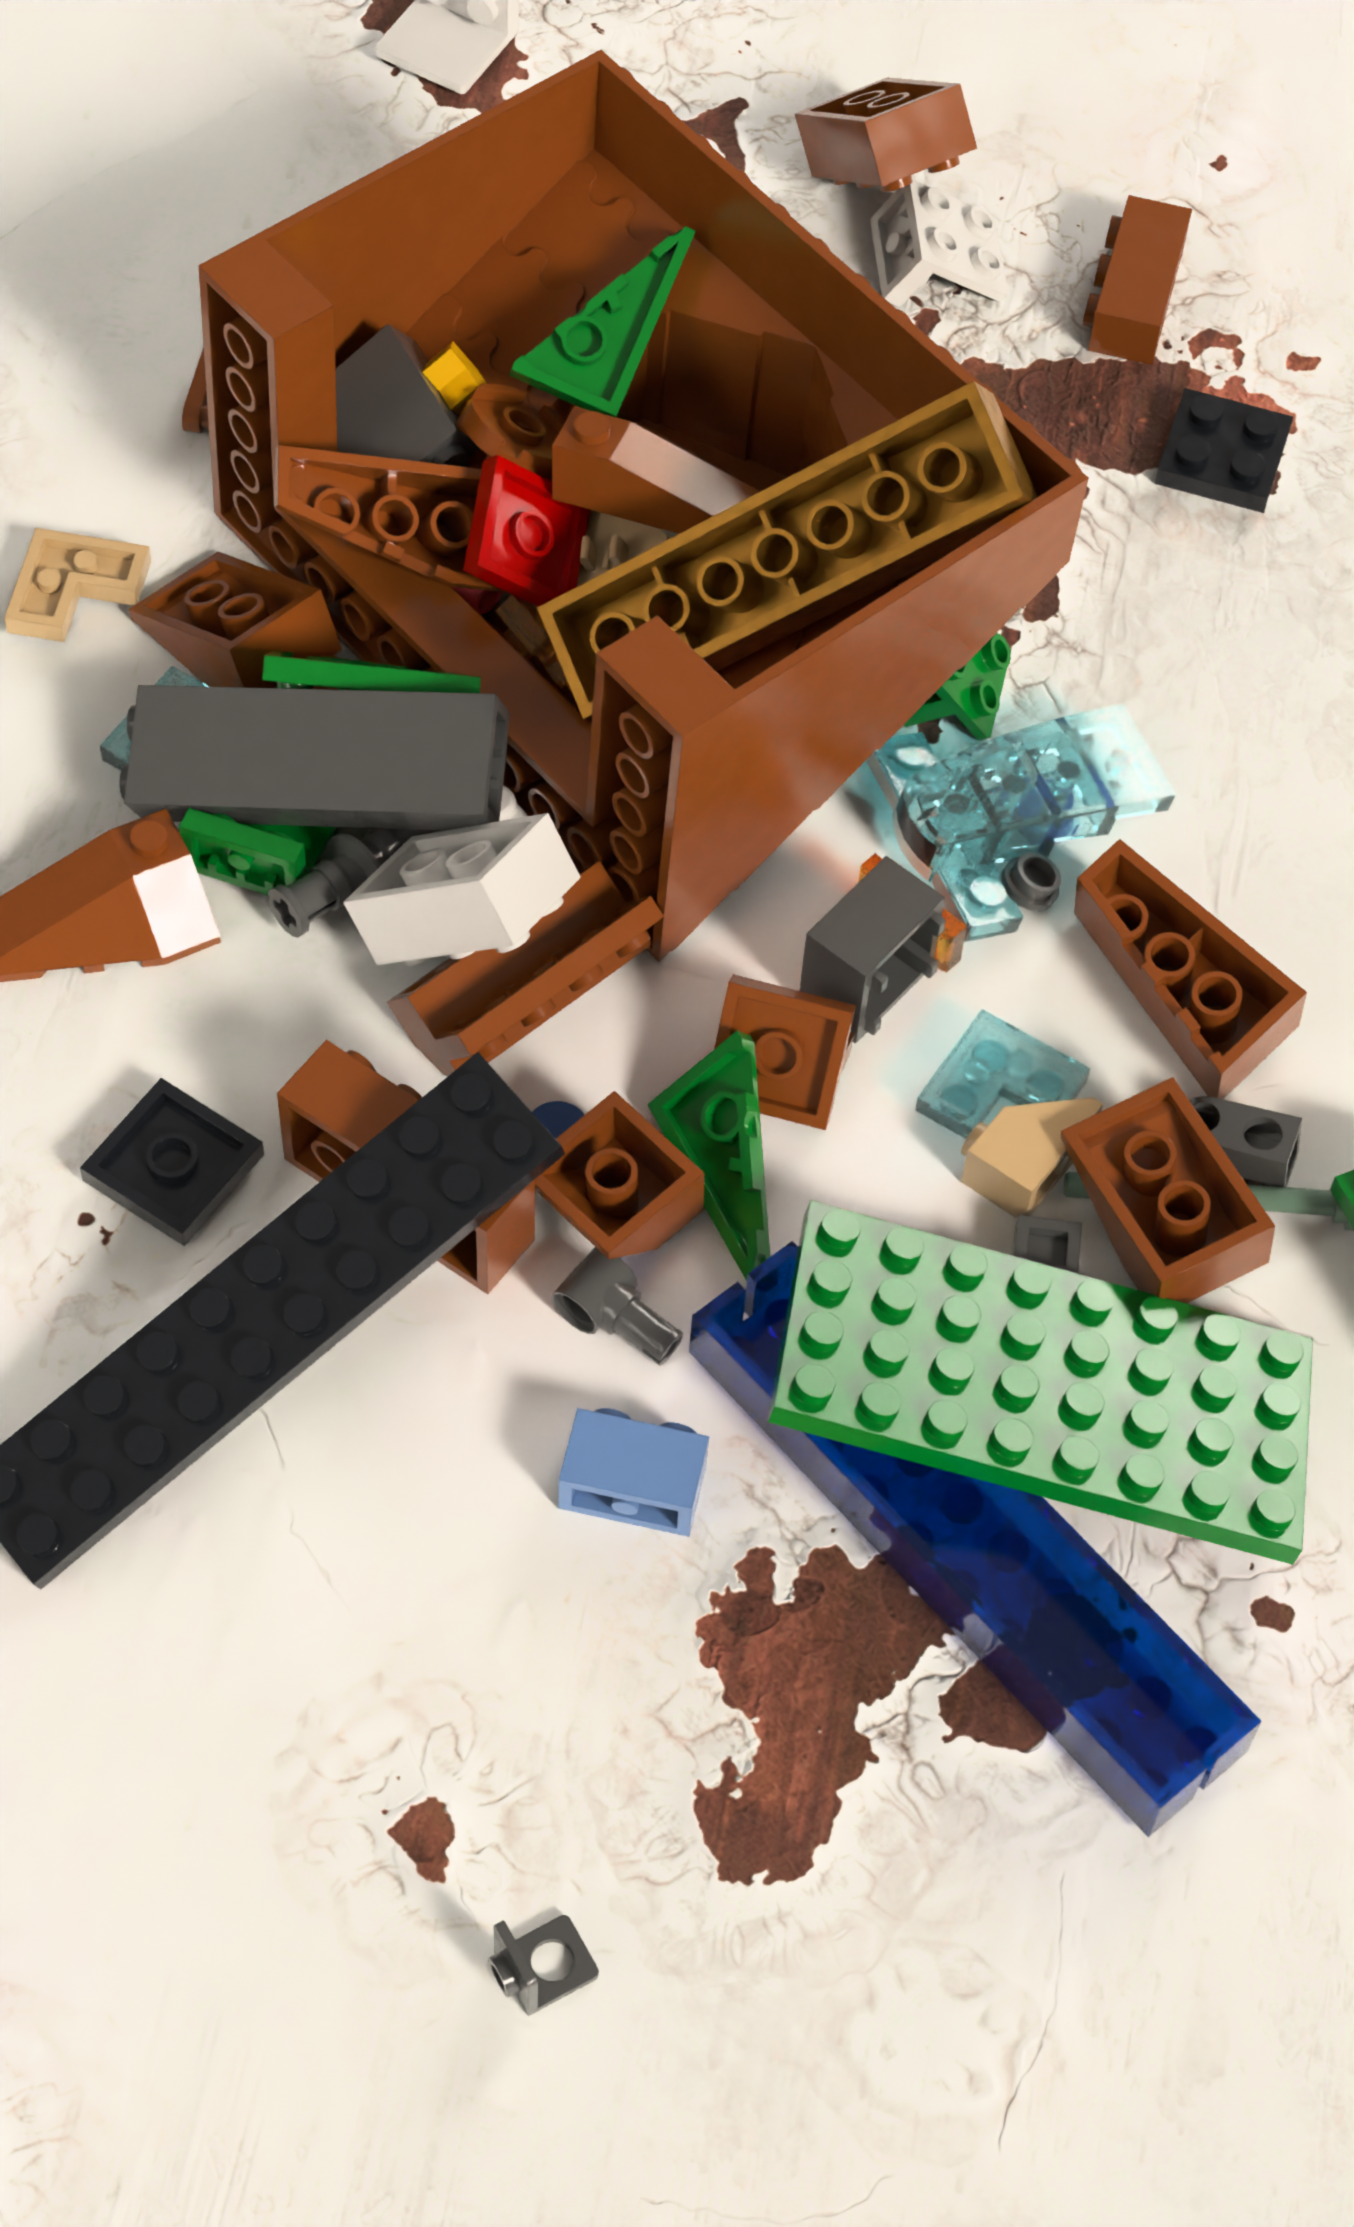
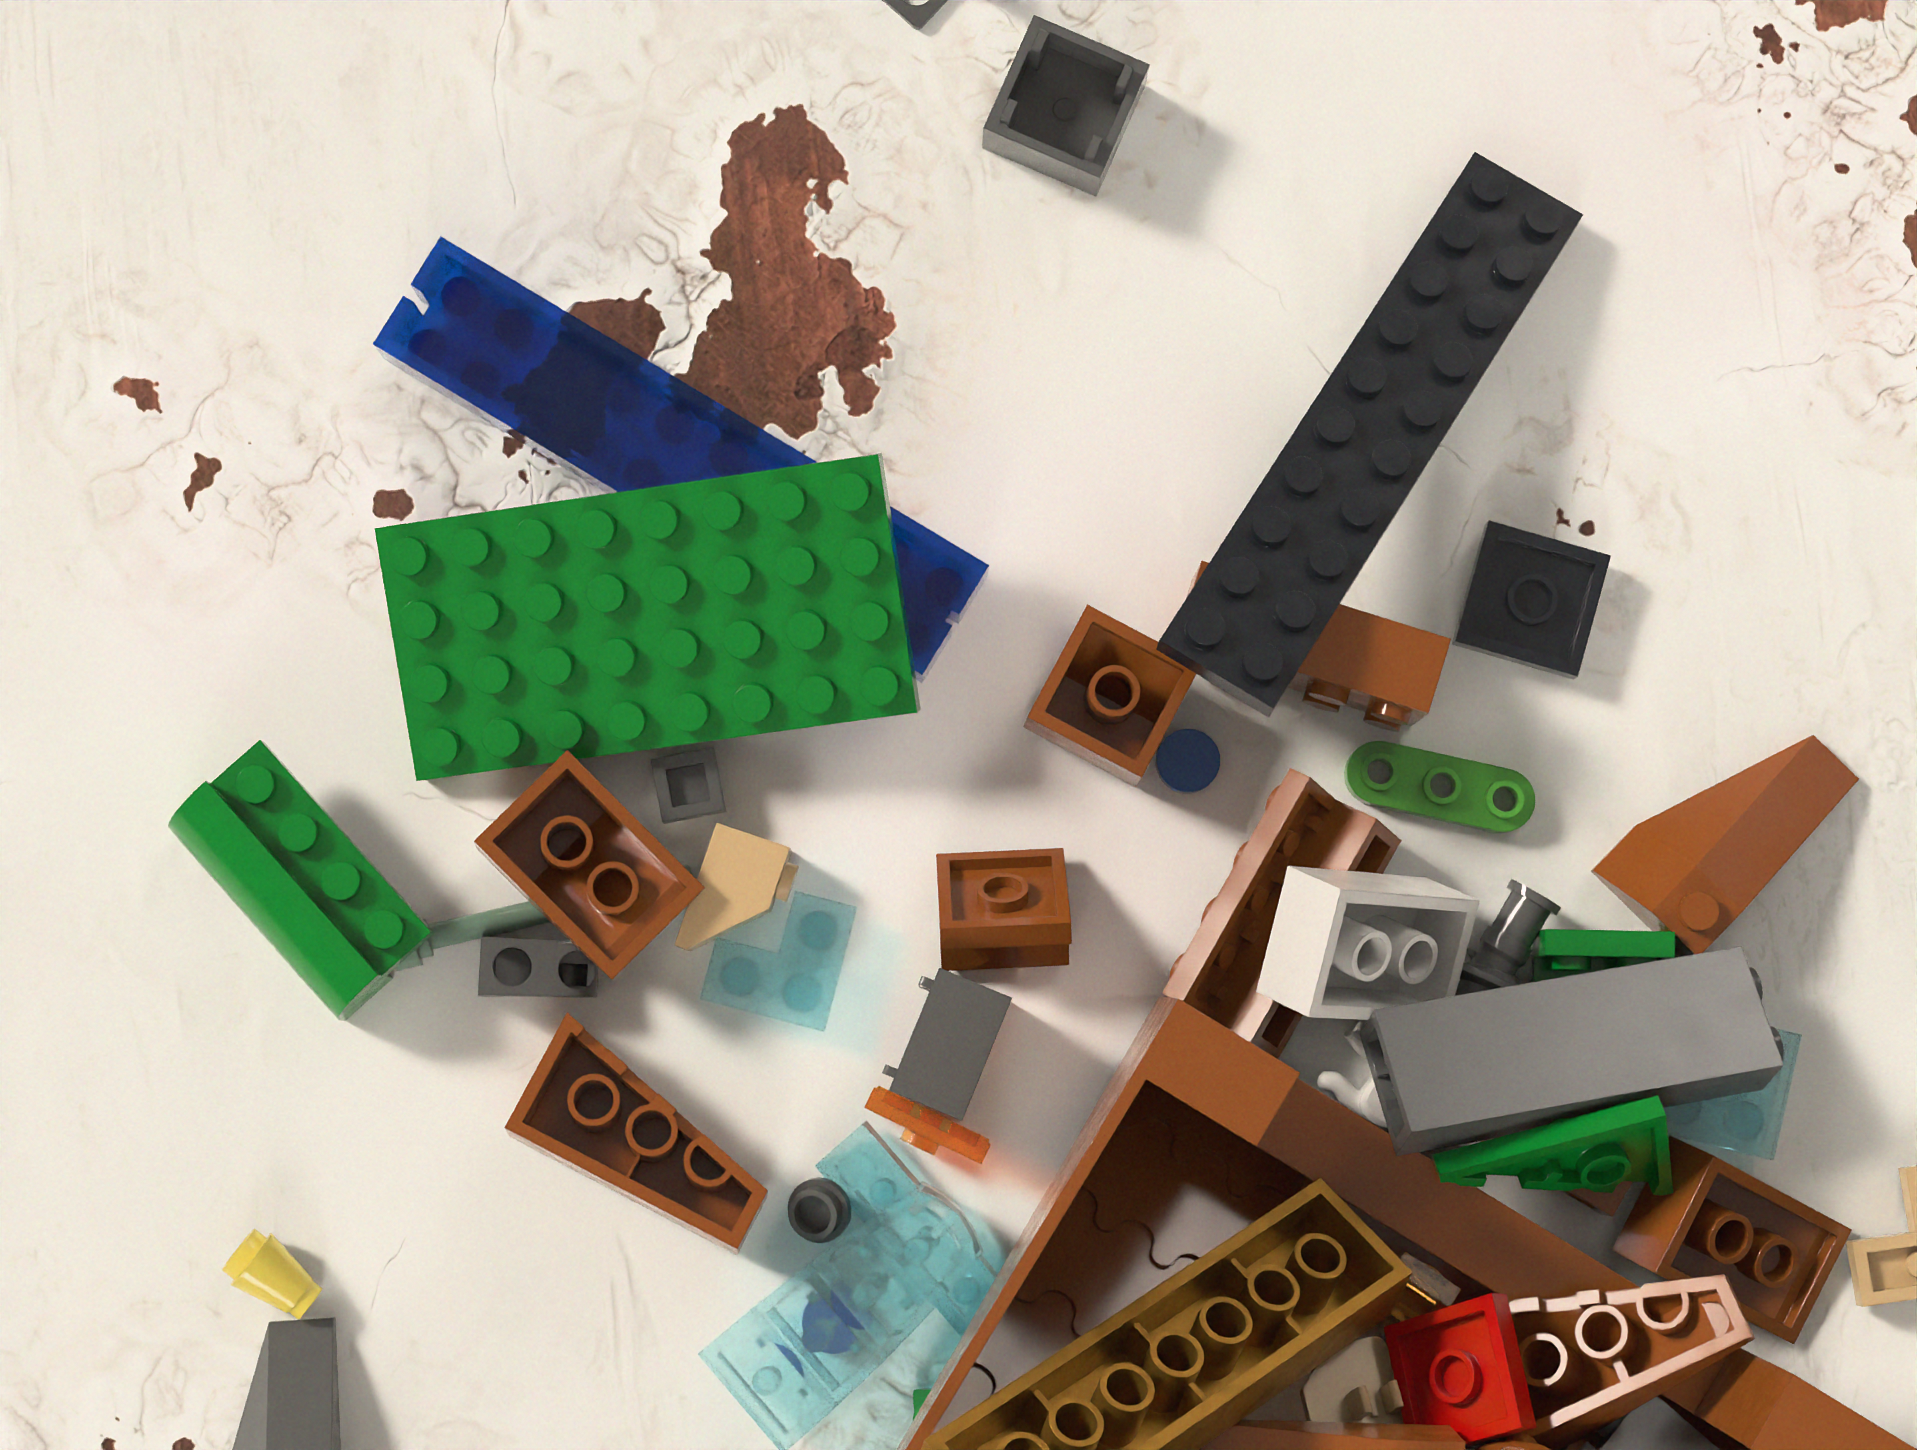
camera: 160 degrees right, 25 degrees up
(298, 1029) = (1410, 790): none -> bright green plate
(441, 1759) = (1065, 105): none -> dark grey container
(605, 1297) = (1066, 588): dark grey pin -> none
(633, 1471) = (996, 430): medium blue brick -> none
(717, 1125) = (1033, 796): green wing -> none

